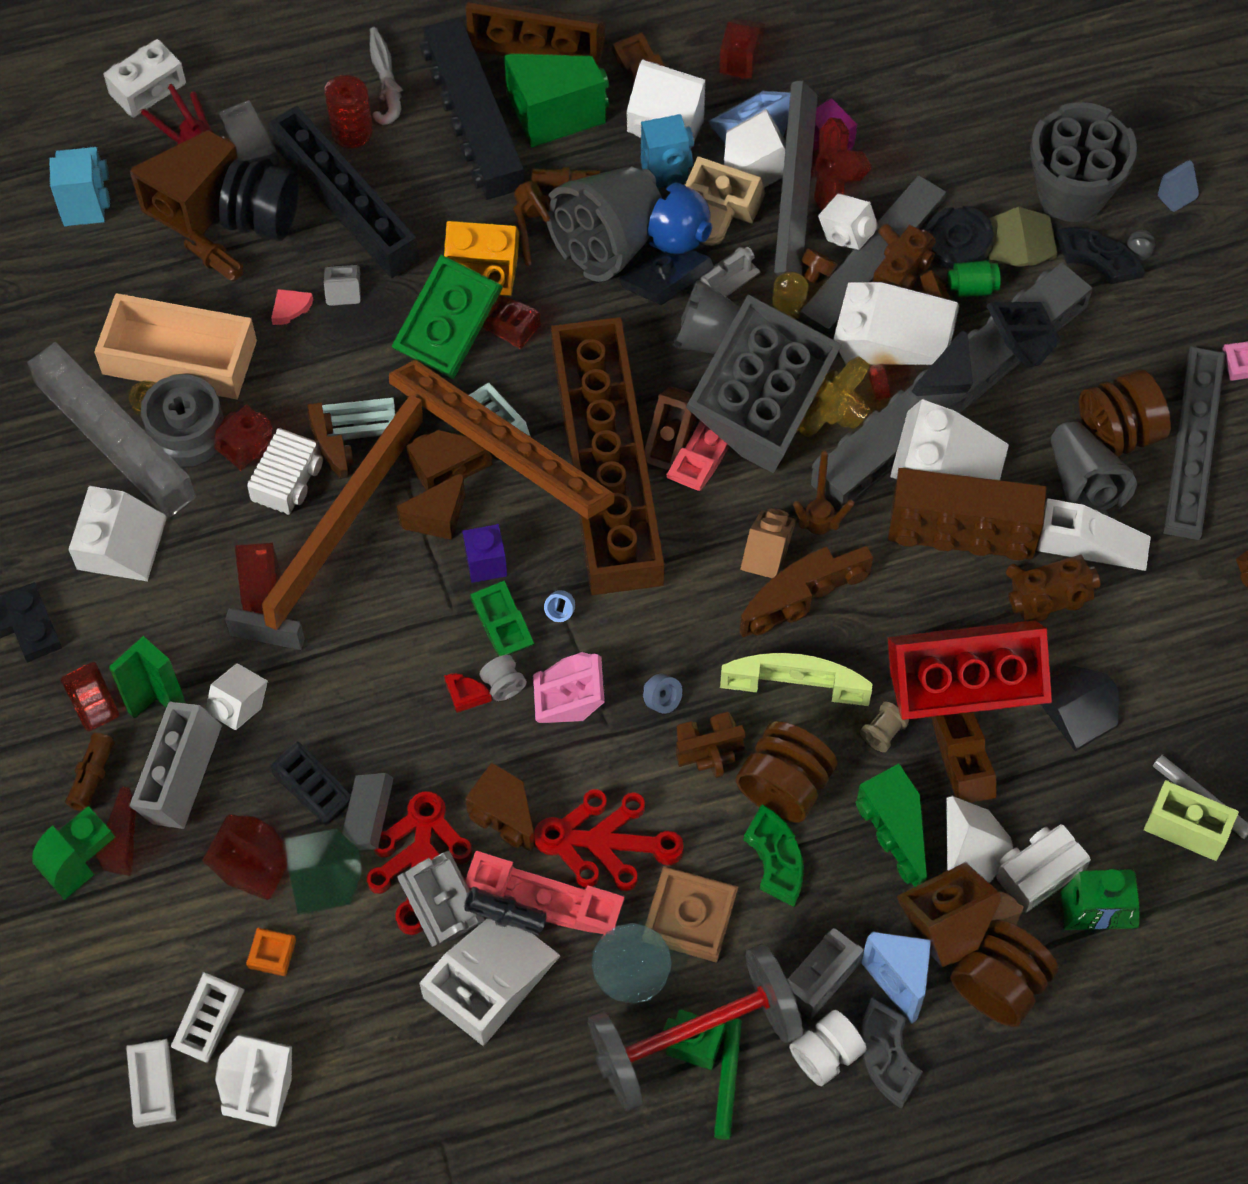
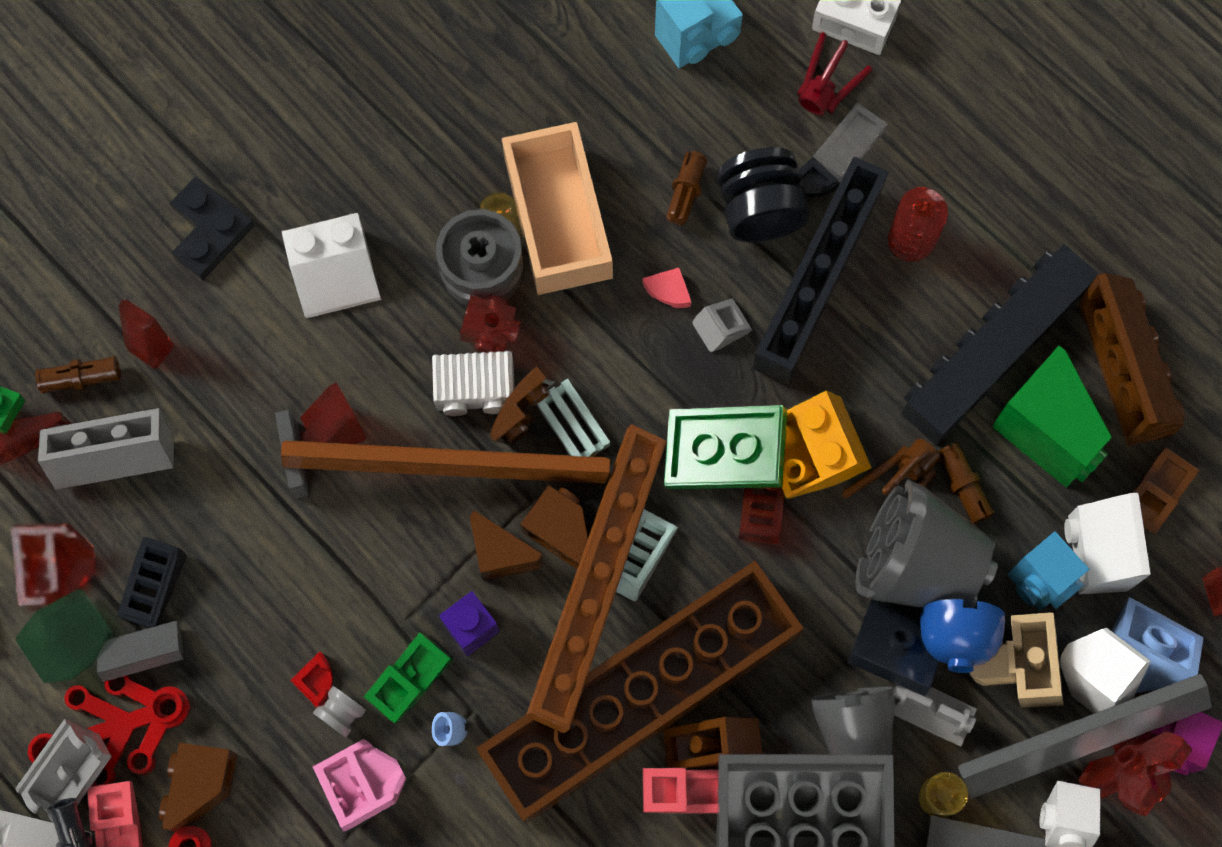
camera: 65 degrees right, 10 degrees up
(112, 430) = (439, 198): clear brick -> none
(144, 676) = (169, 379): green panel -> none
(185, 182) = (747, 116): reddish brown slope -> none
(236, 696) = (202, 465): white brick -> none
(390, 89) = (977, 250): light grey piece -> none
(818, 264) = (1002, 807): reddish brown tile -> none

